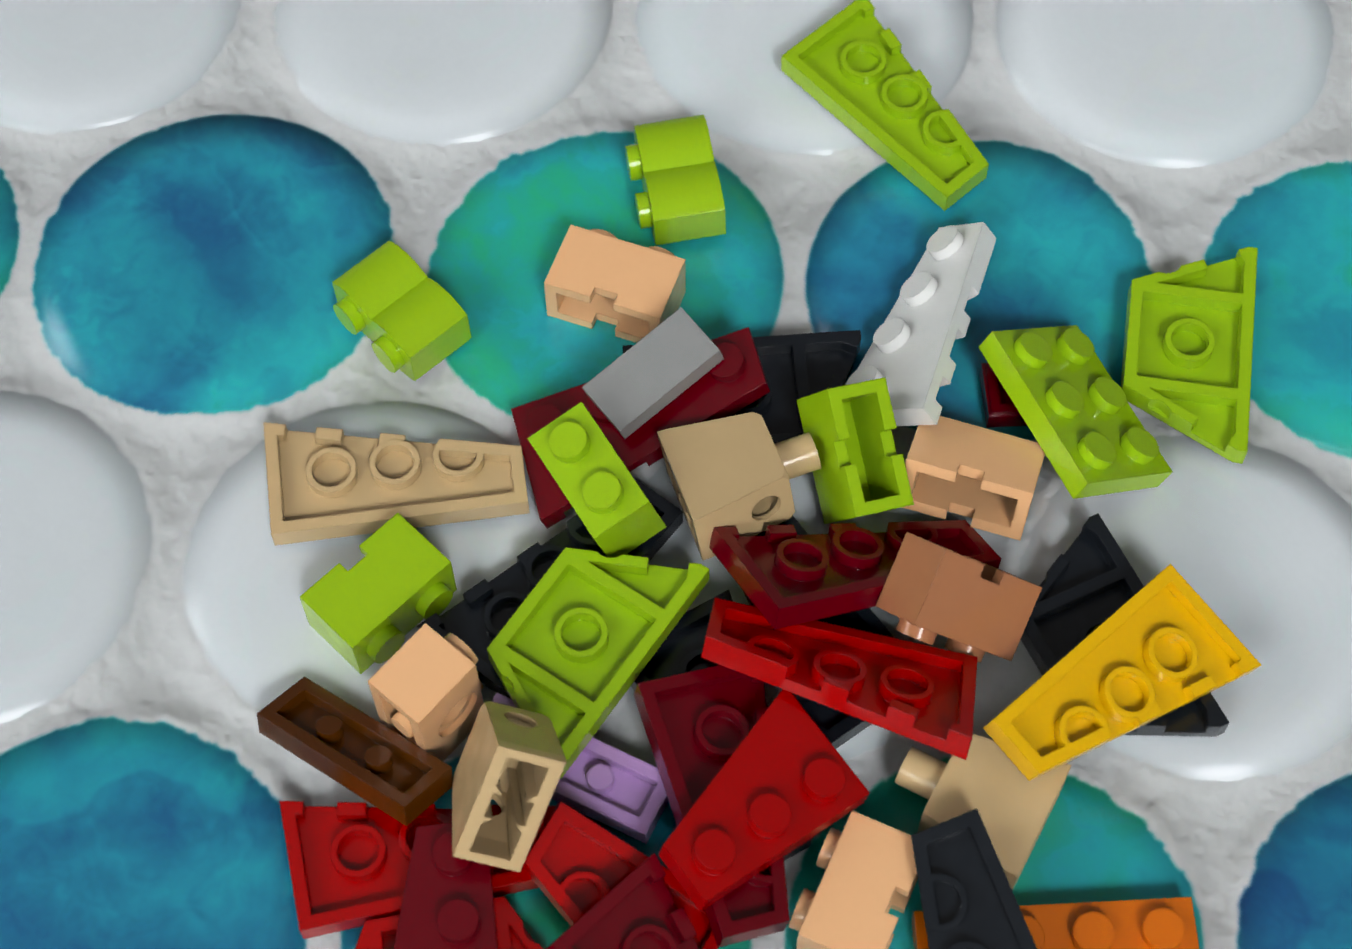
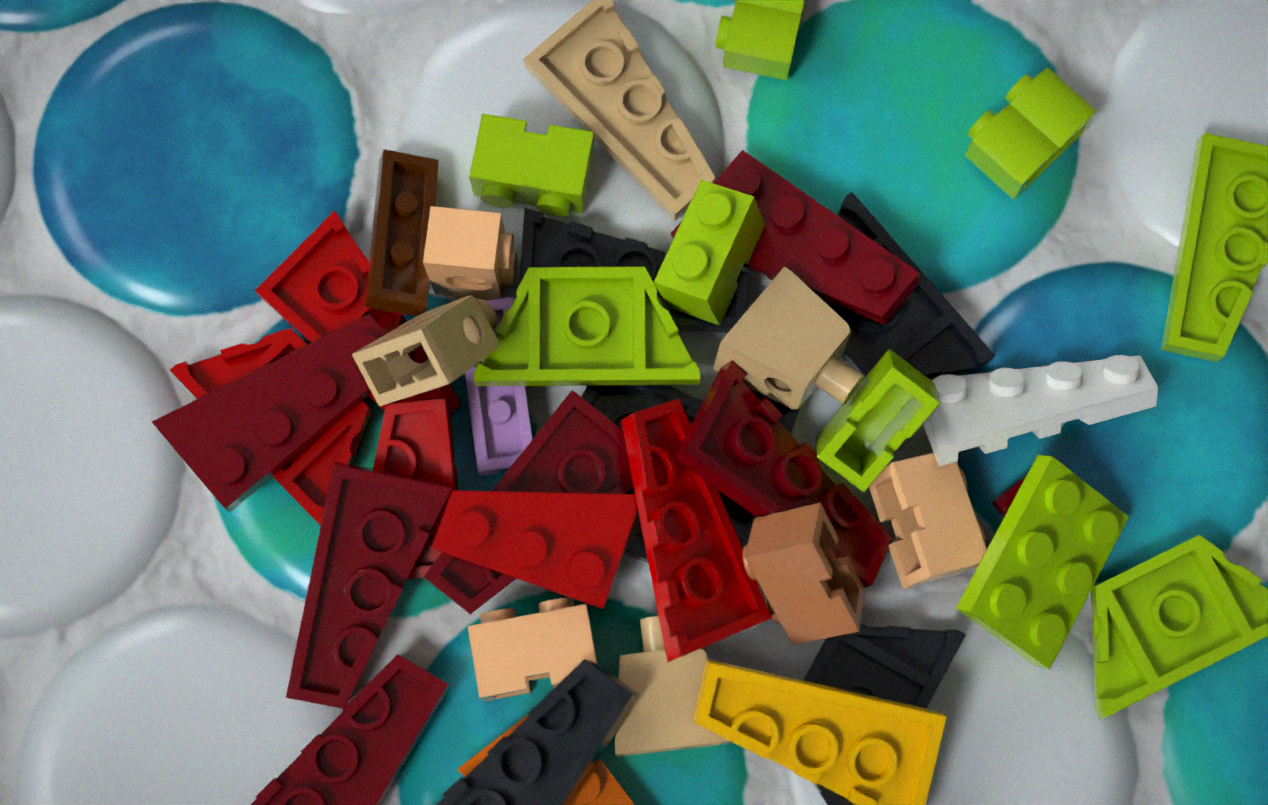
camera: 55 degrees right, 15 degrees up
(613, 283) = (901, 138): light nougat brick -> none
(653, 372) = (828, 230): light grey tile -> none

